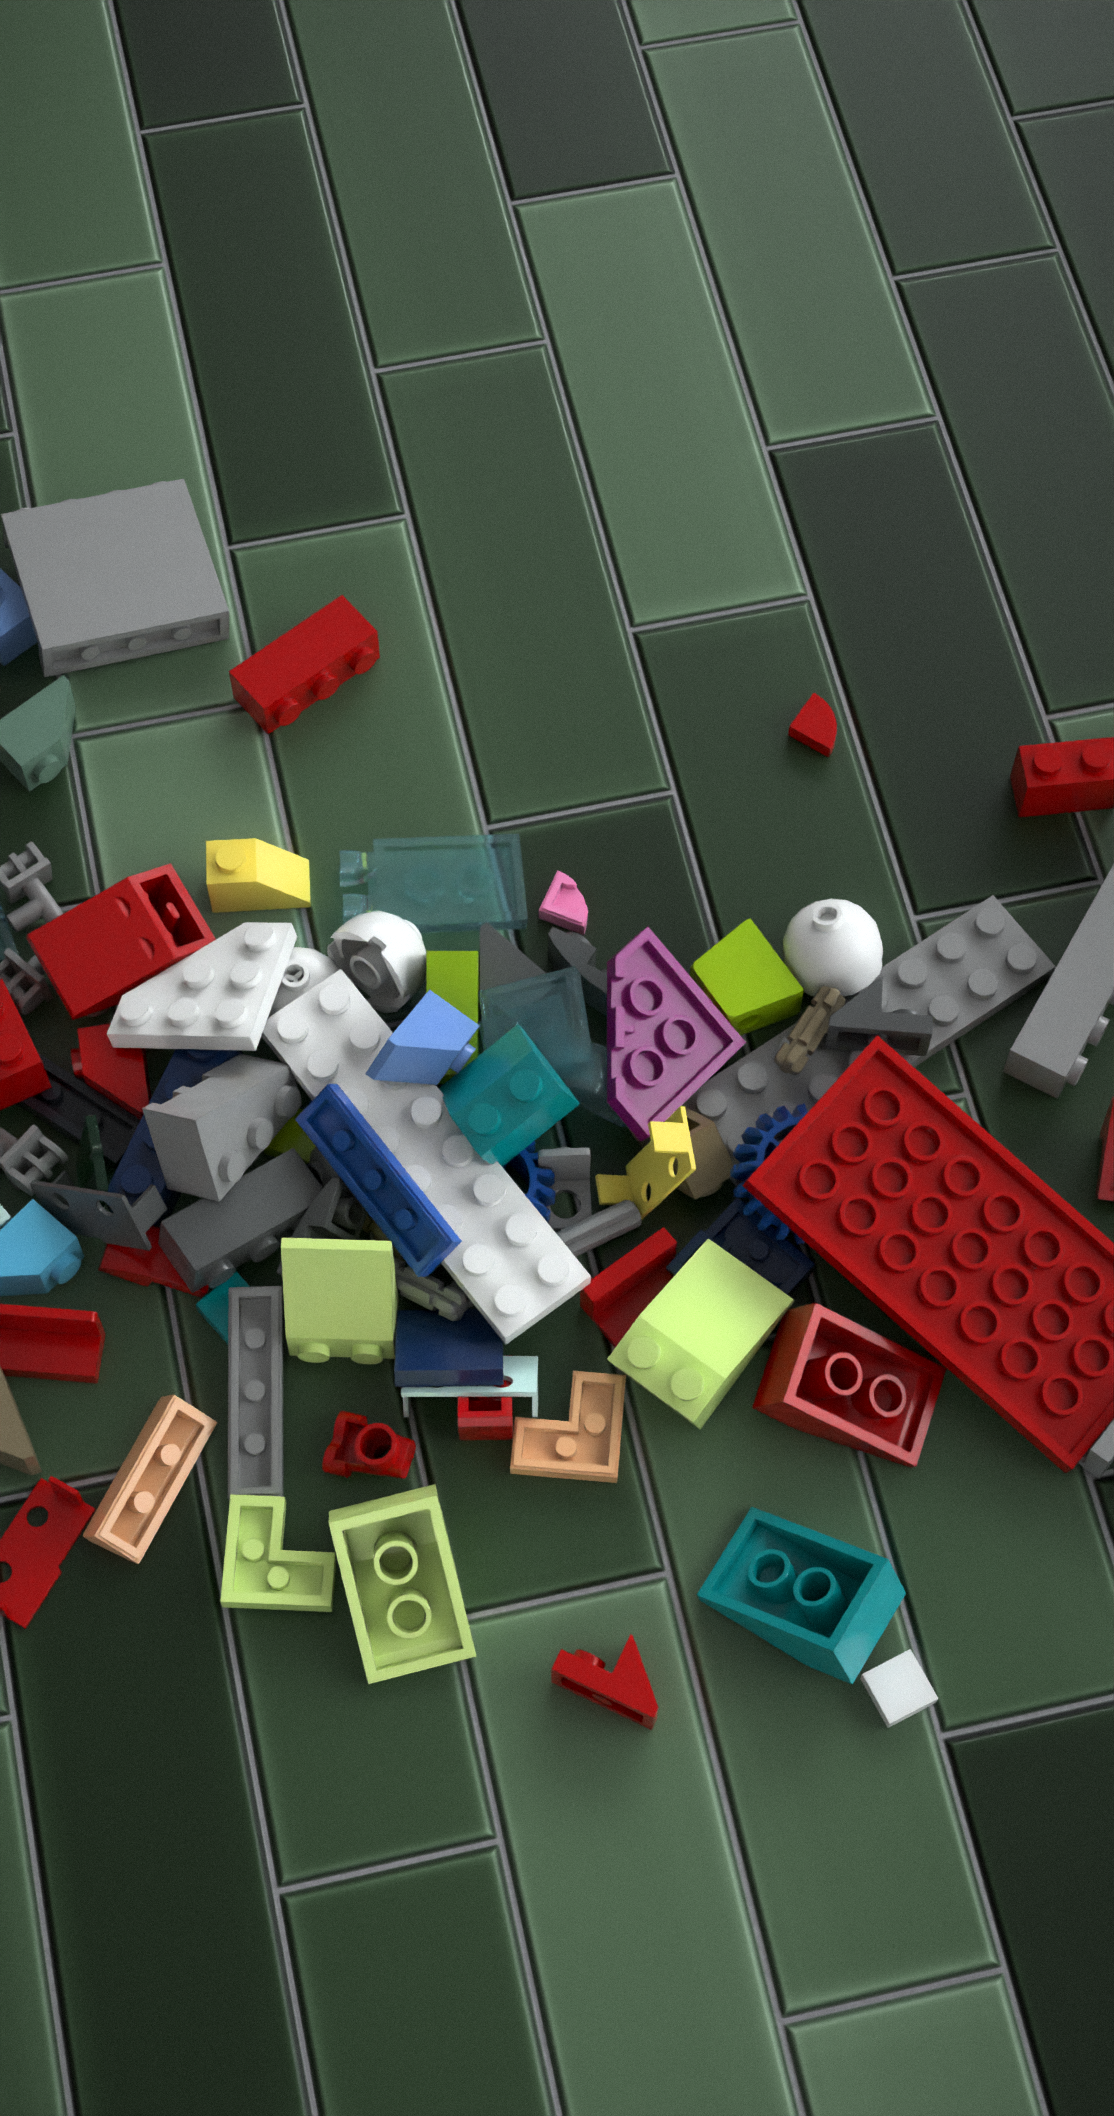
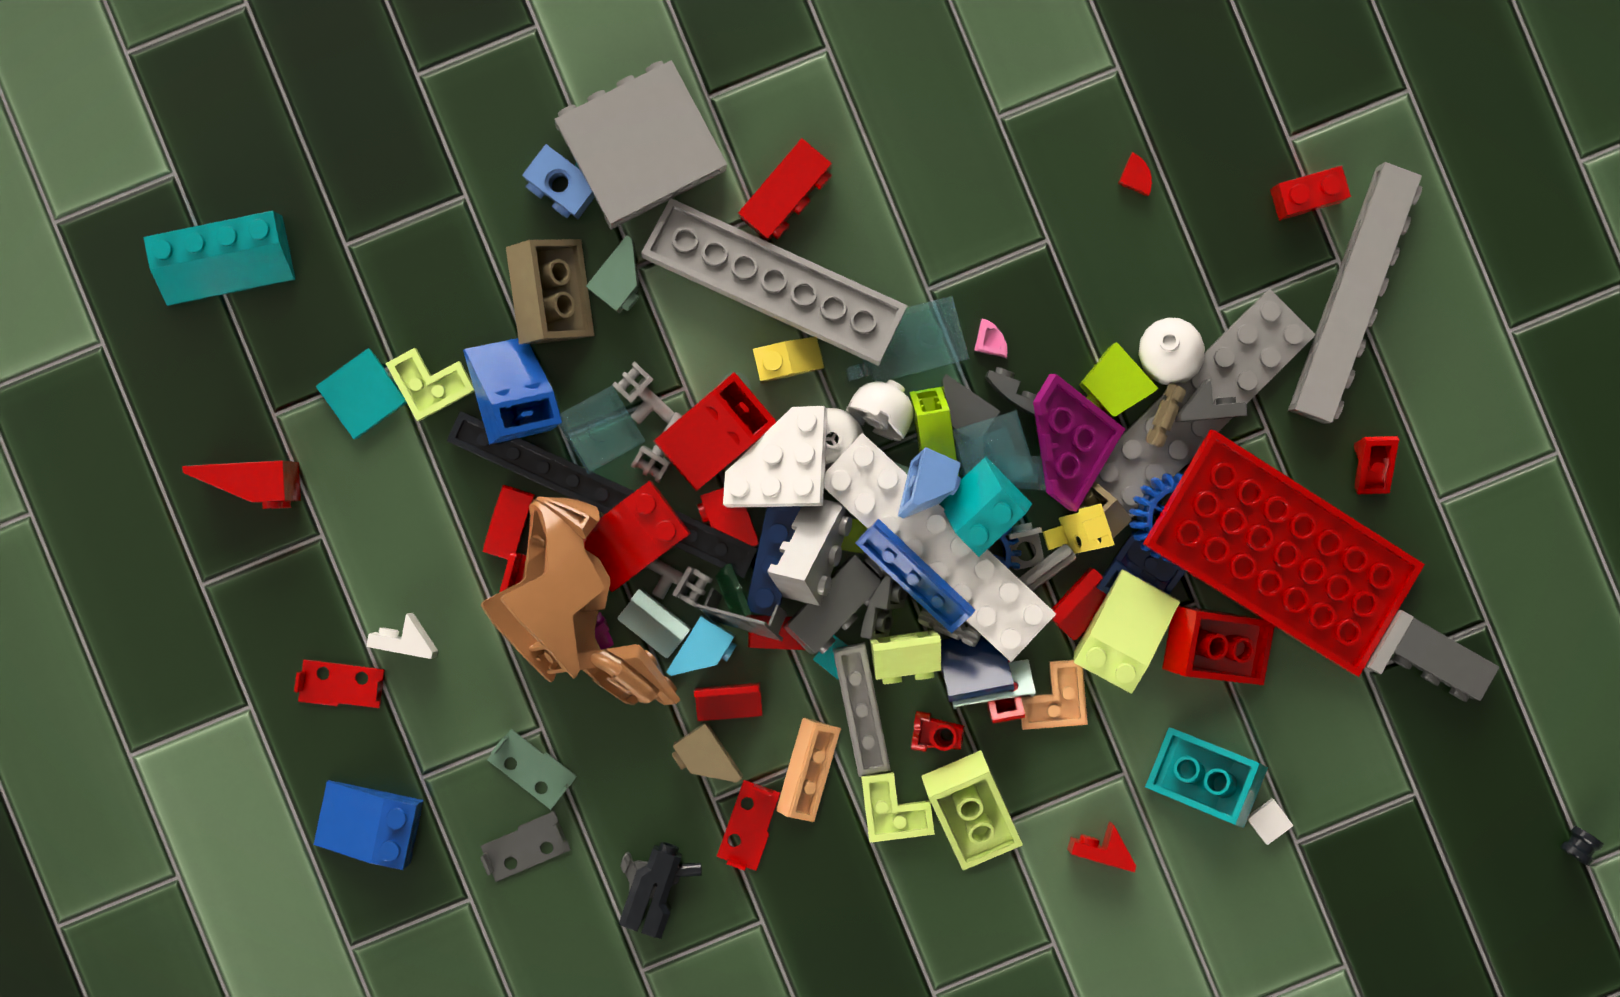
camera: 10 degrees left, 25 degrees up
(263, 769) = (774, 281): none -> light grey plate

